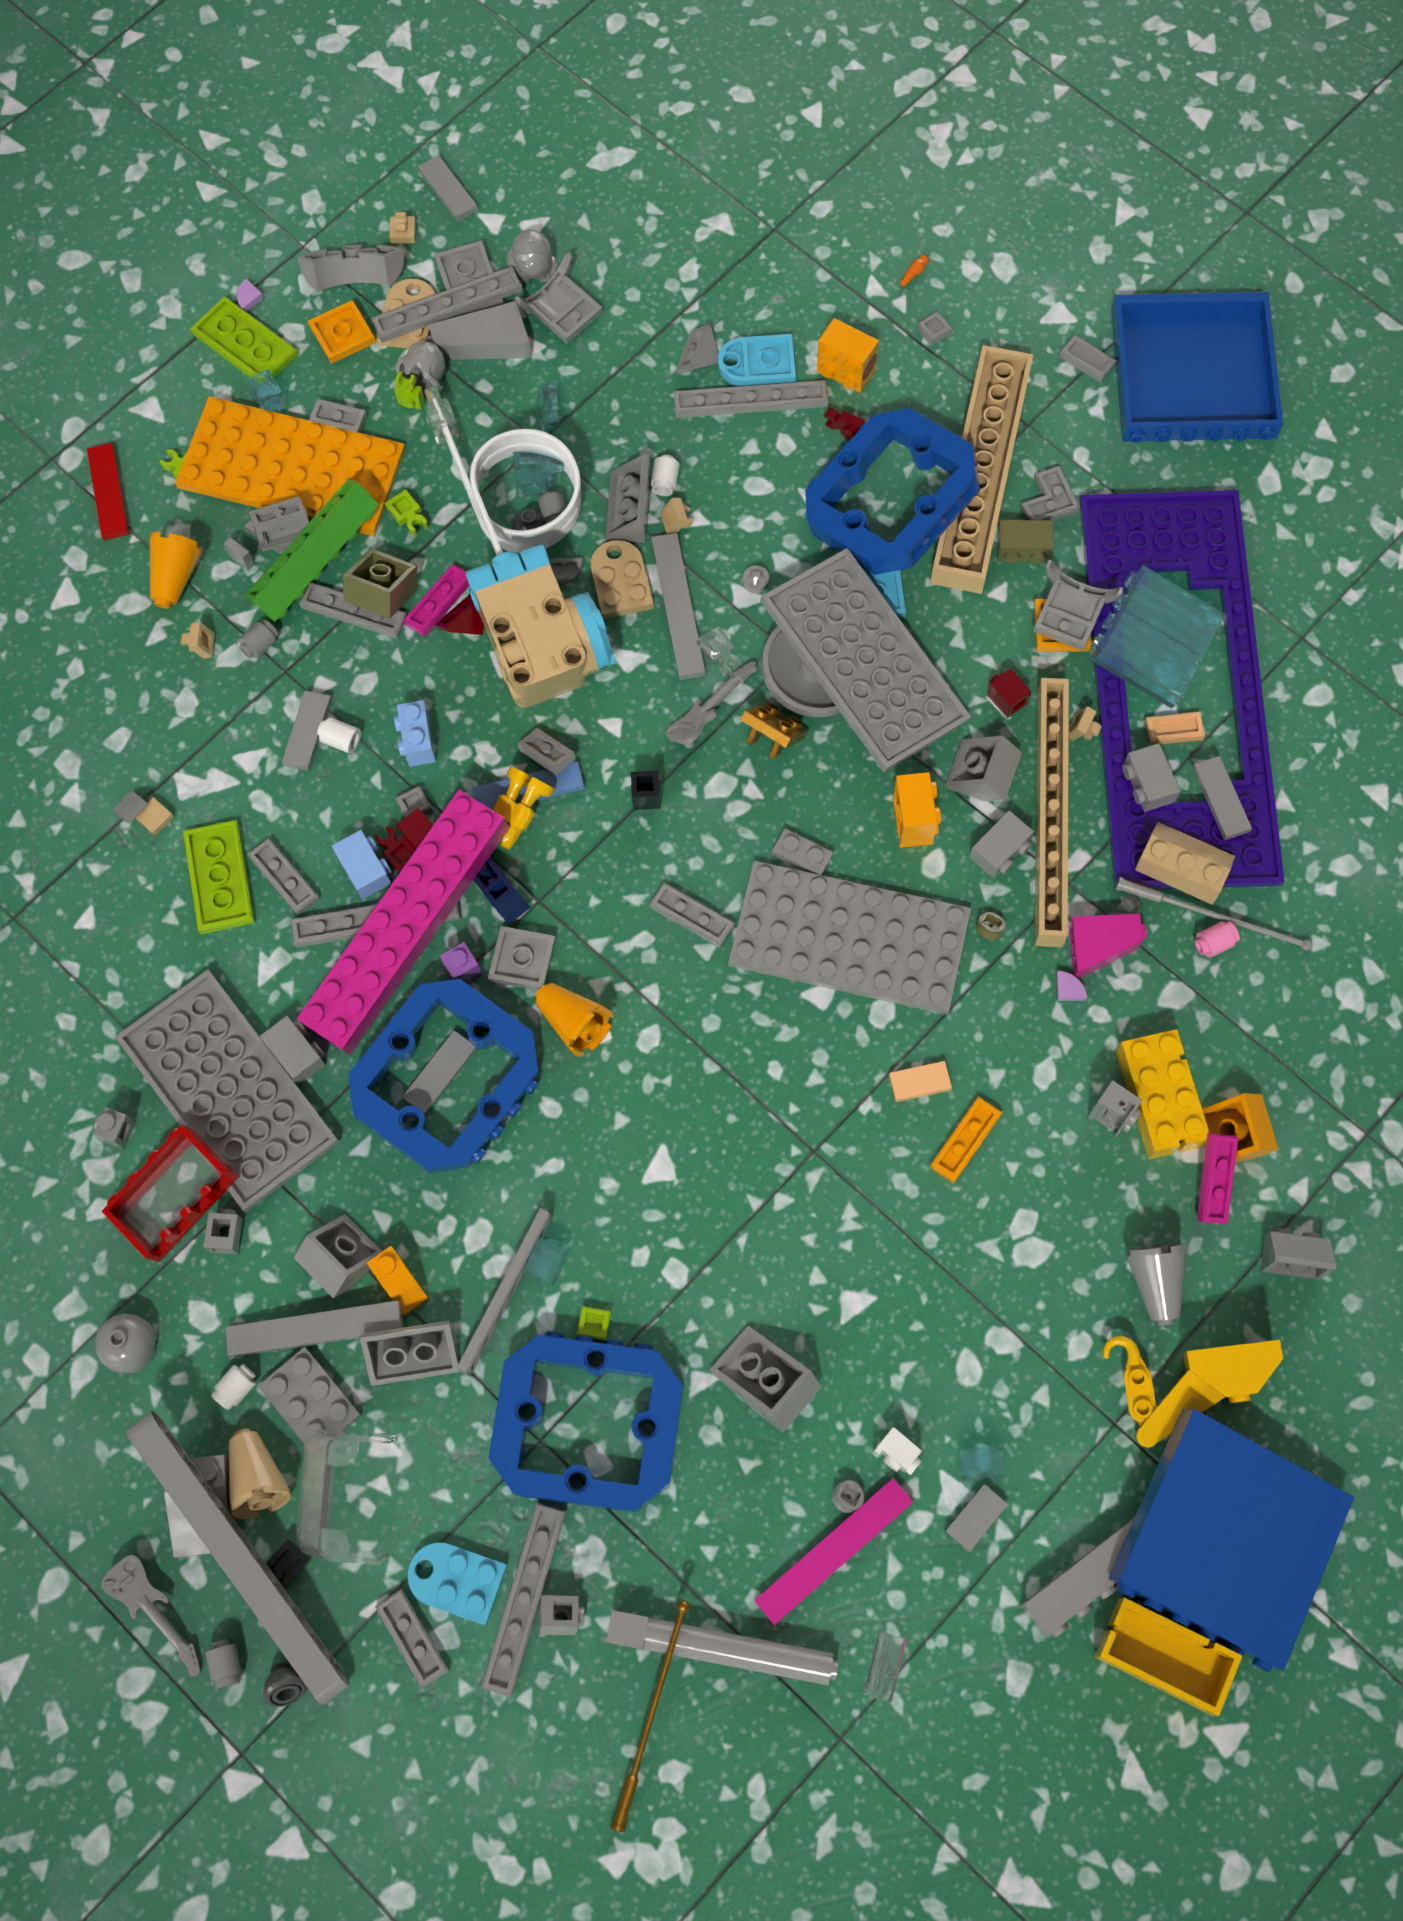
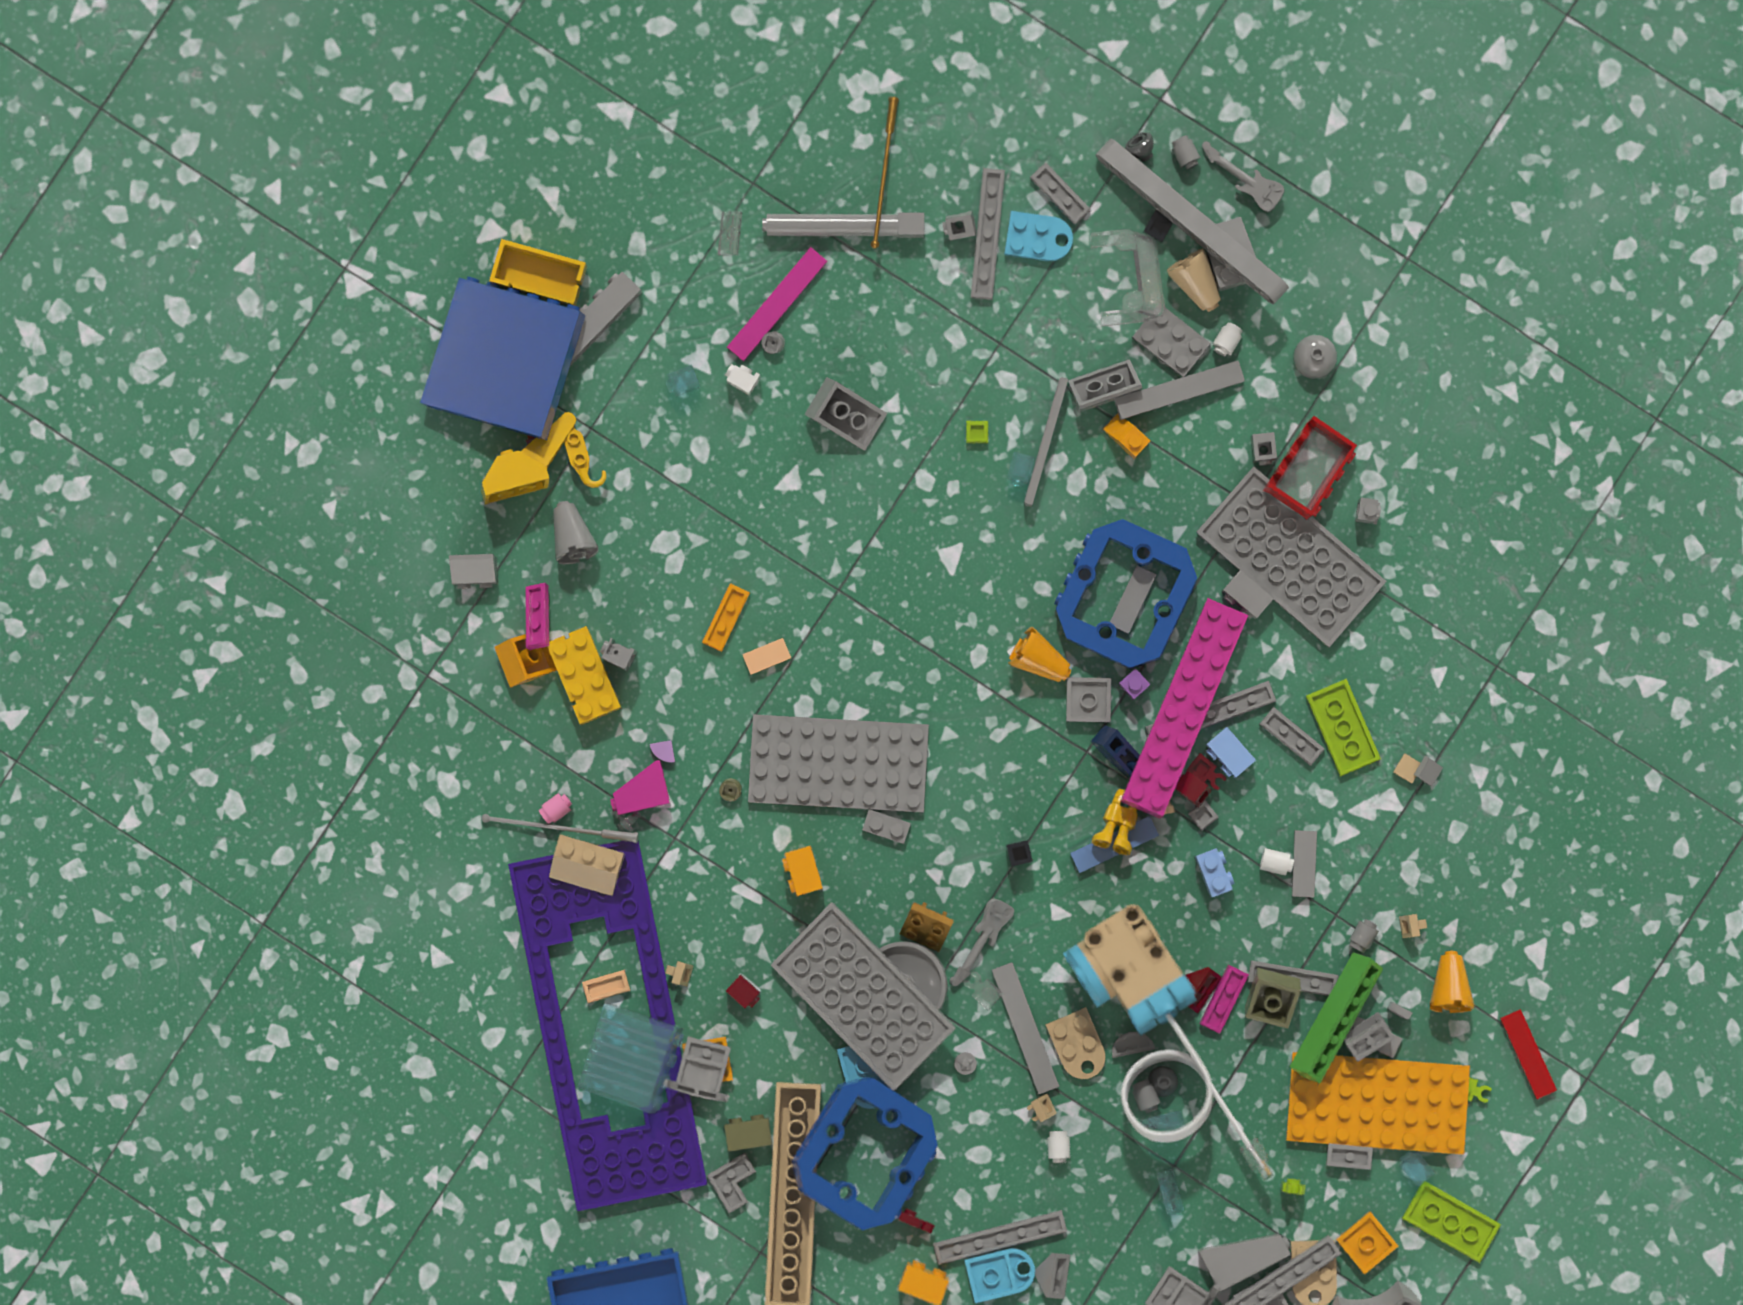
camera: 170 degrees right, 15 degrees up
(248, 295) = (1459, 1267): lavender tile -> none
(337, 1255) = (1174, 446): light grey slope -> none
(406, 510) = (1271, 1076): lime plate -> none
(424, 362) = (1285, 1215): light grey hair -> none
(517, 1391) = (986, 310): blue panel -> none
(546, 751) = (1105, 875): light grey plate -> none
(629, 501) = (1085, 1116): light grey slope -> none
(692, 915) = (964, 760): light grey tile -> none
(976, 1518) = (680, 344): light grey tile -> none
(984, 768) = (754, 921): light grey slope -> none
(1001, 845) = (730, 858): light grey brick -> none
(1052, 813) = (696, 891): tan brick -> none
(1150, 777) = (622, 930): light grey brick -> none
(1222, 798) = (564, 924): light grey tile -> none

